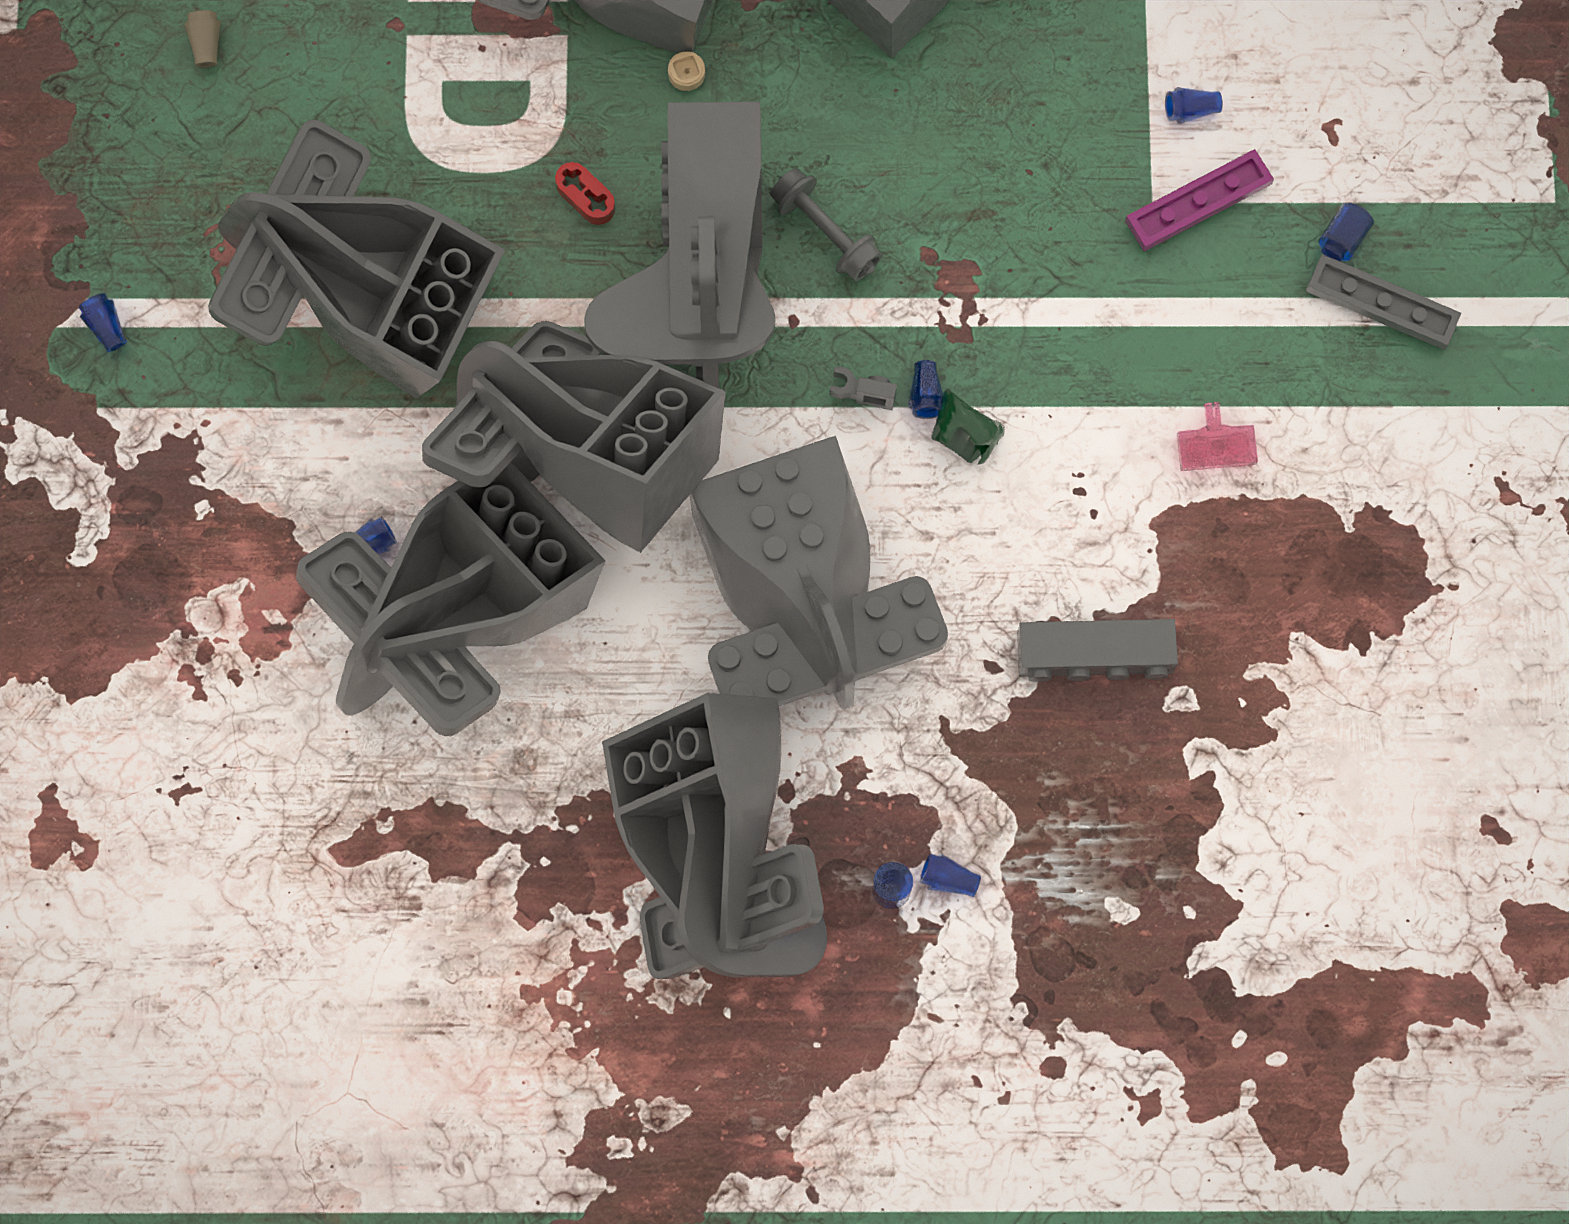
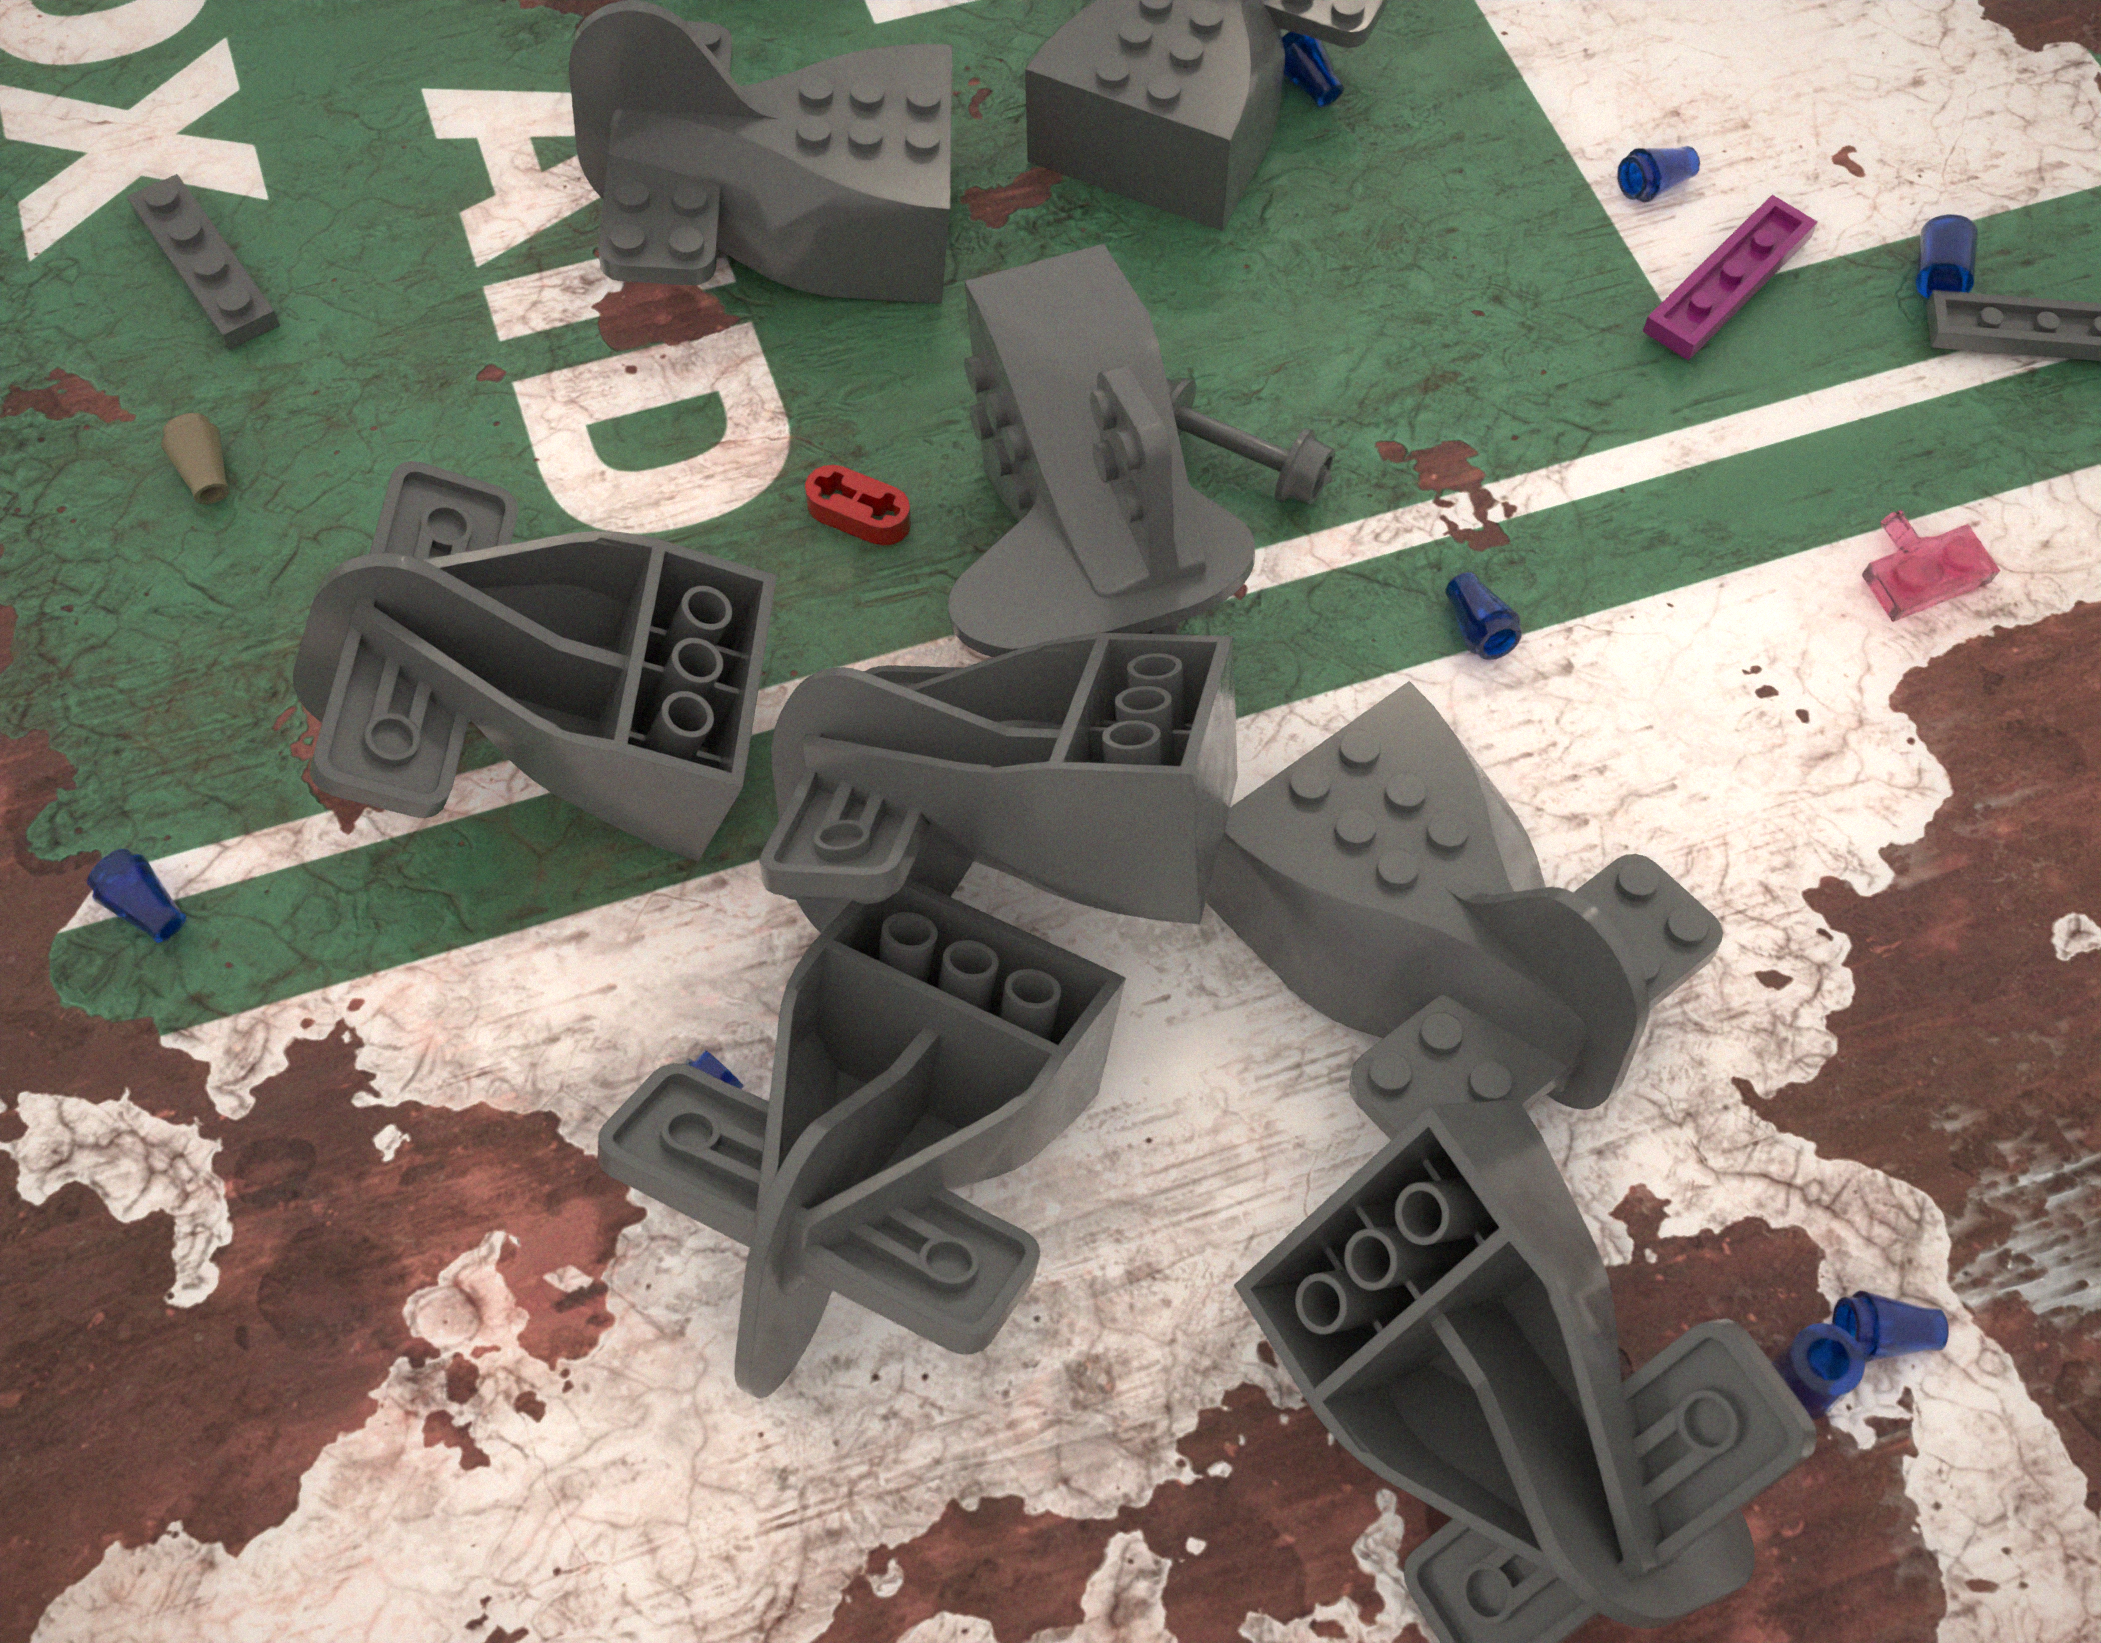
camera: 20 degrees left, 15 degrees down
(686, 71) = (943, 312): tan tile -> none
(873, 392) = (1401, 642): dark grey plate -> none
(966, 429) = (1570, 644): dark green hair -> none
(1097, 648) = (1924, 894): dark grey brick -> none

